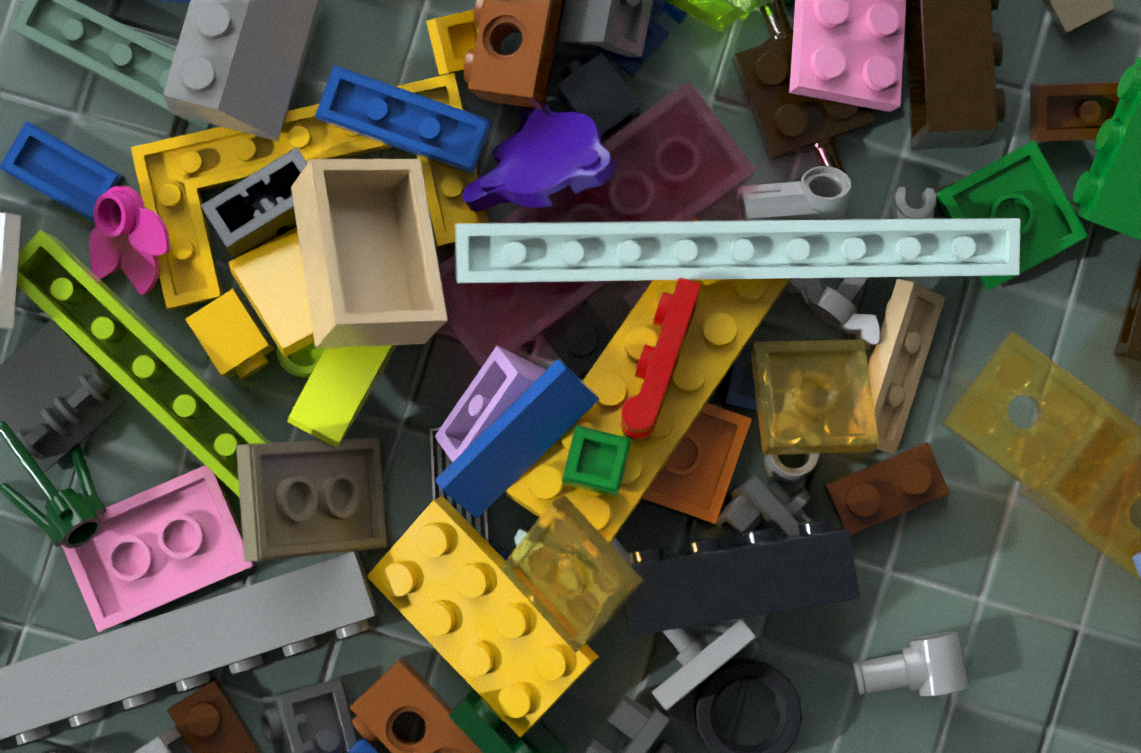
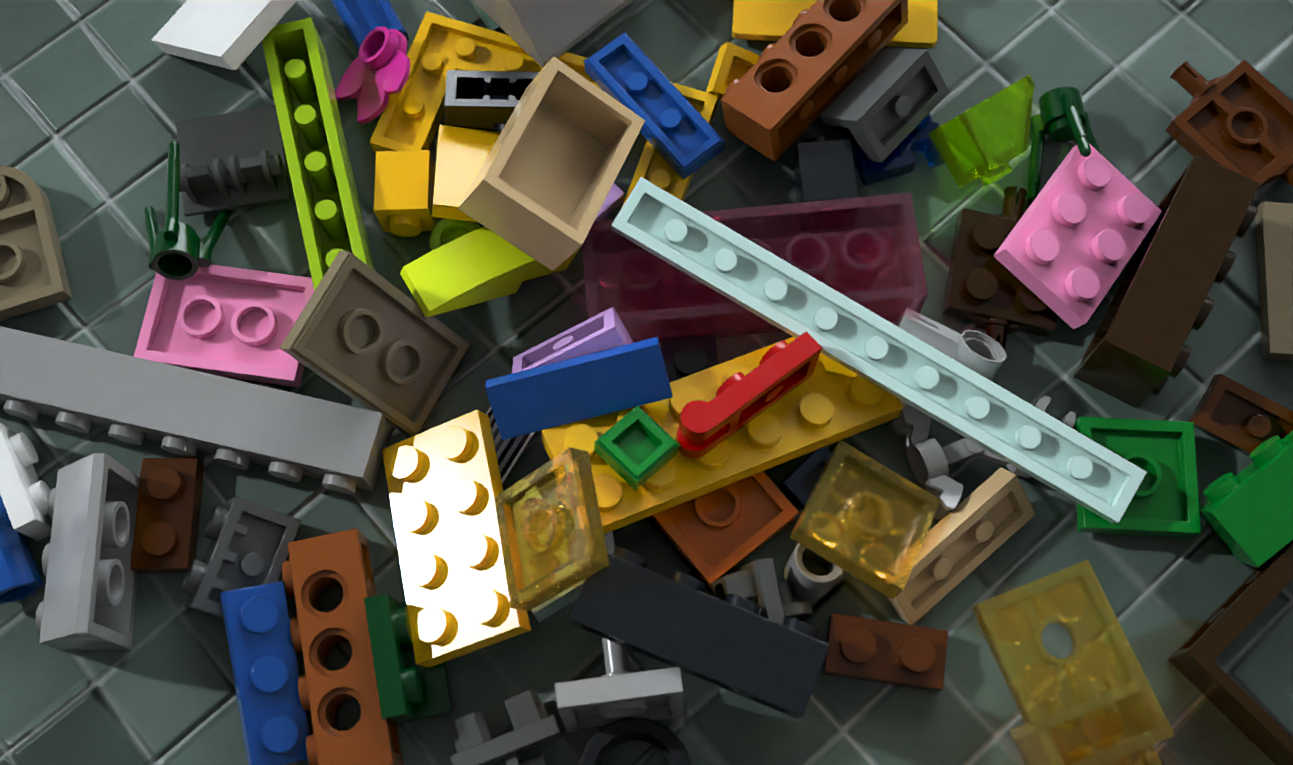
camera: 35 degrees right, 15 degrees down
(542, 159) = (762, 185): dark purple tile -> none

